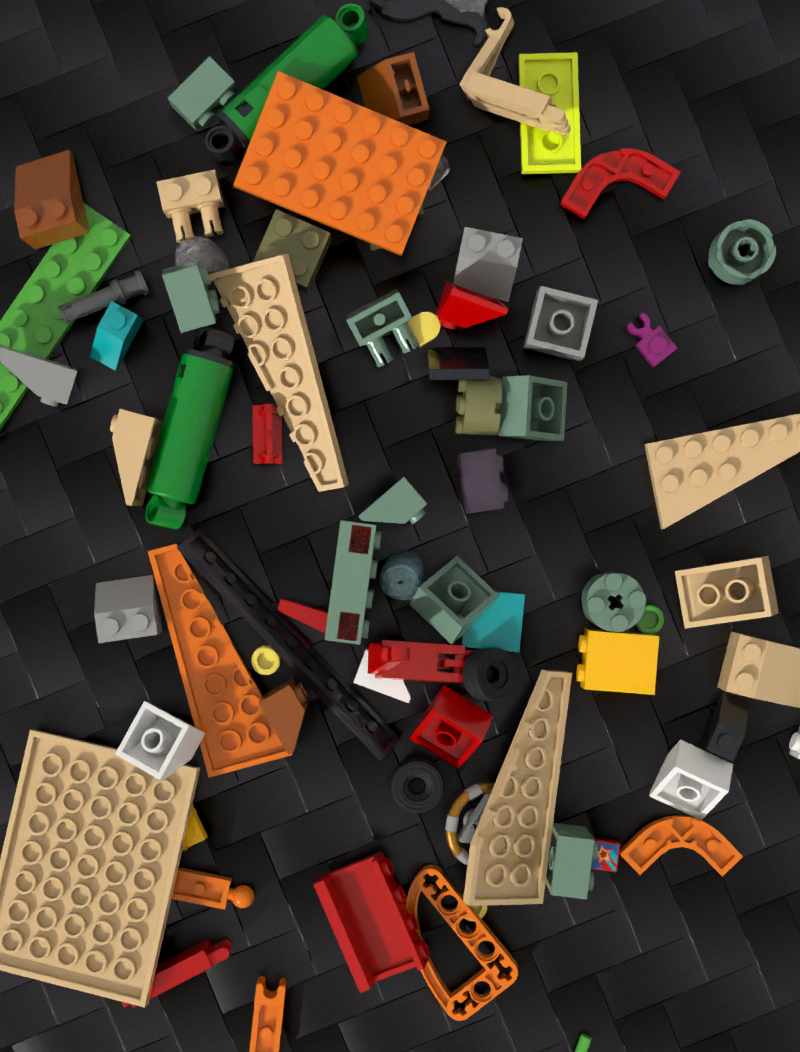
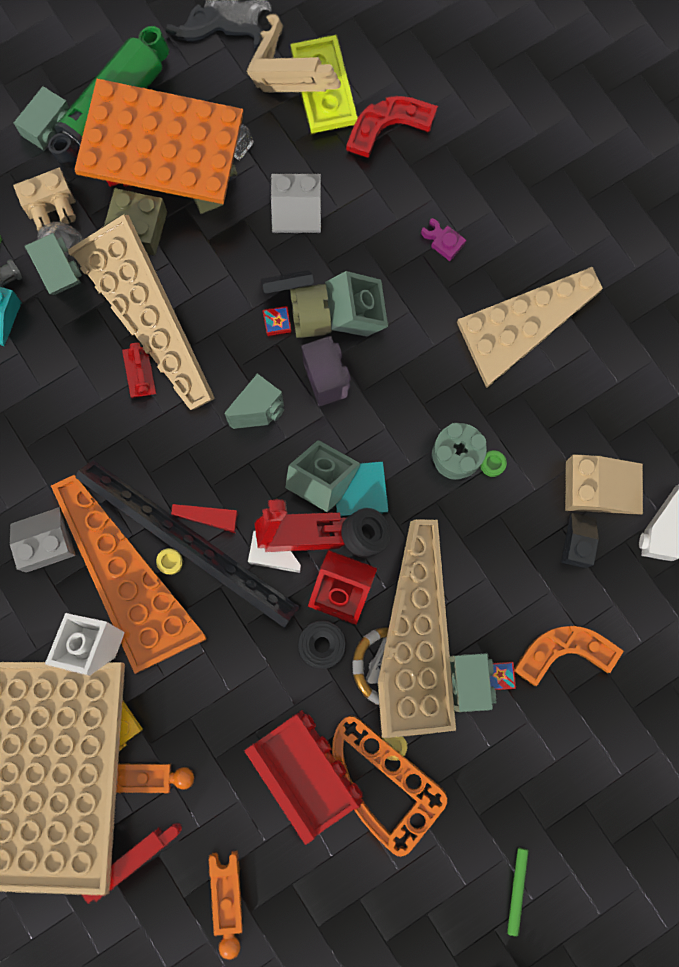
camera: 10 degrees left, 10 degrees down
(134, 447) = (28, 397): tan slope -> none
(189, 427) = (70, 375): green piece -> none
(286, 711) = (194, 597): dark orange slope -> none
(351, 582) = (230, 472): sand green piece -> none
(378, 318) = (215, 257): sand green brick -> none
(395, 90) = (197, 80): dark orange slope -> none
(402, 566) = (276, 455): clear light blue helmet -> none
(424, 327) = (255, 263): light yellow tile -> none
(436, 403) = (277, 321): none -> tile
(466, 308) = (286, 235): red slope -> none
(560, 323) = (365, 236): light grey brick -> none
(618, 661) = (474, 501): yellow brick -> none
(692, 780) = (562, 592): white slope -> none
(727, 592) = (553, 425): tan slope -> none
(758, 252) = (500, 155): sand green brick -> none

